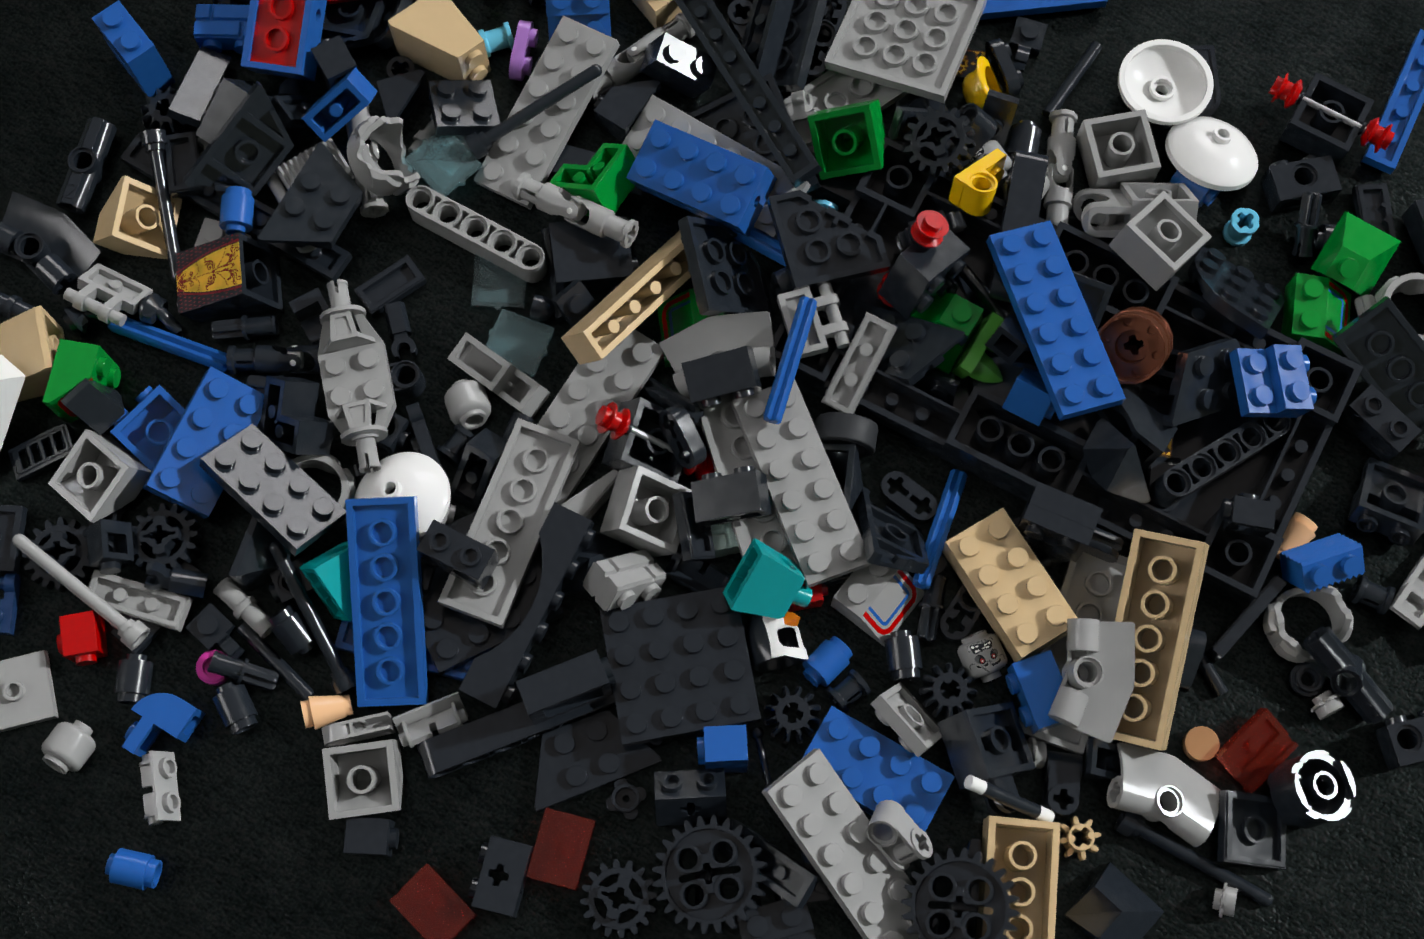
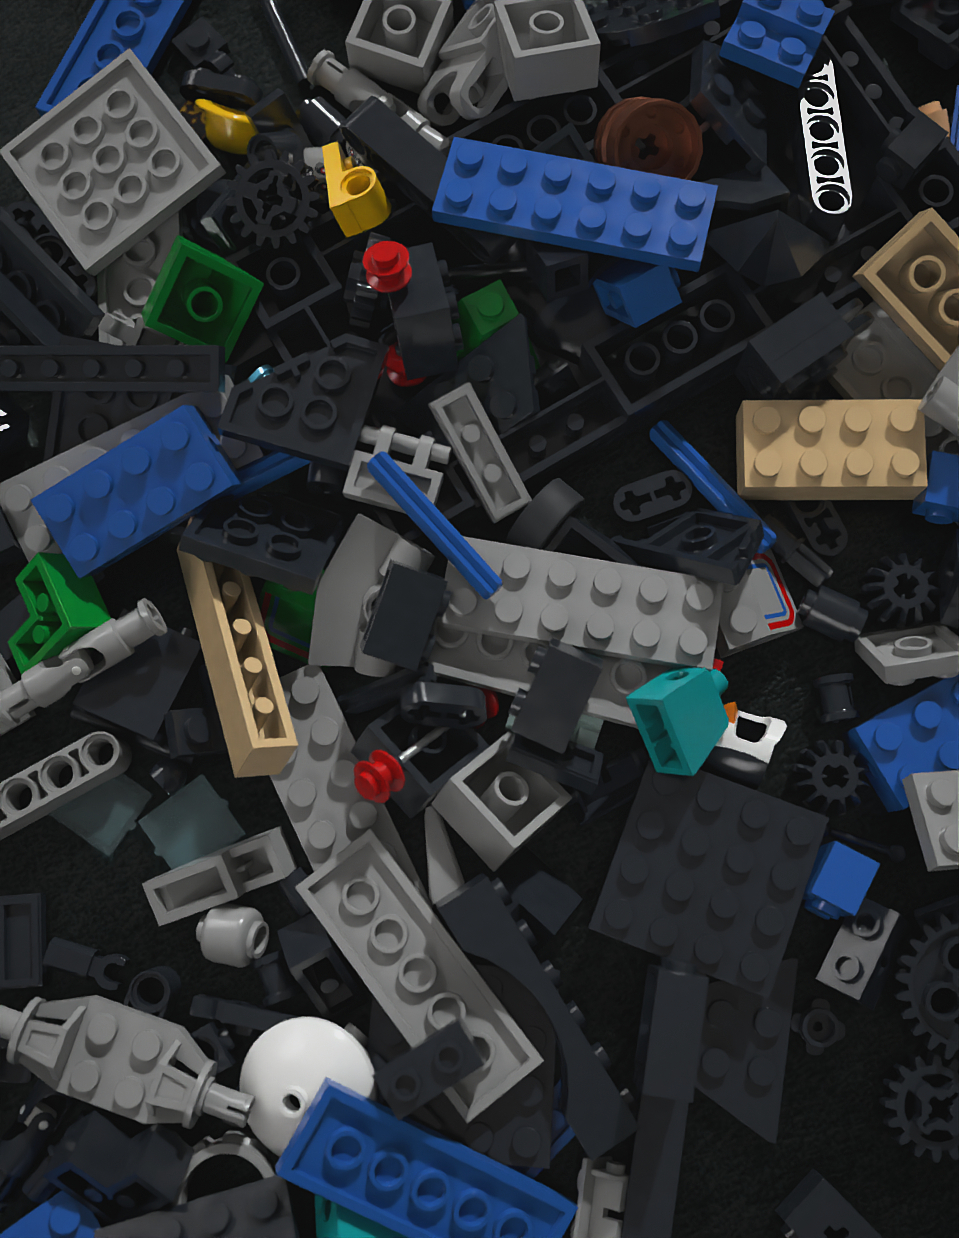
camera: 55 degrees left, 5 degrees up
(560, 849) = (837, 1140): clear red plate -> none
(624, 580) = (570, 878): light grey brick -> none
(827, 662) = (790, 700): blue brick -> none
(974, 360) = (548, 328): bright green tile -> none
(982, 655) = (880, 529): light grey head -> none

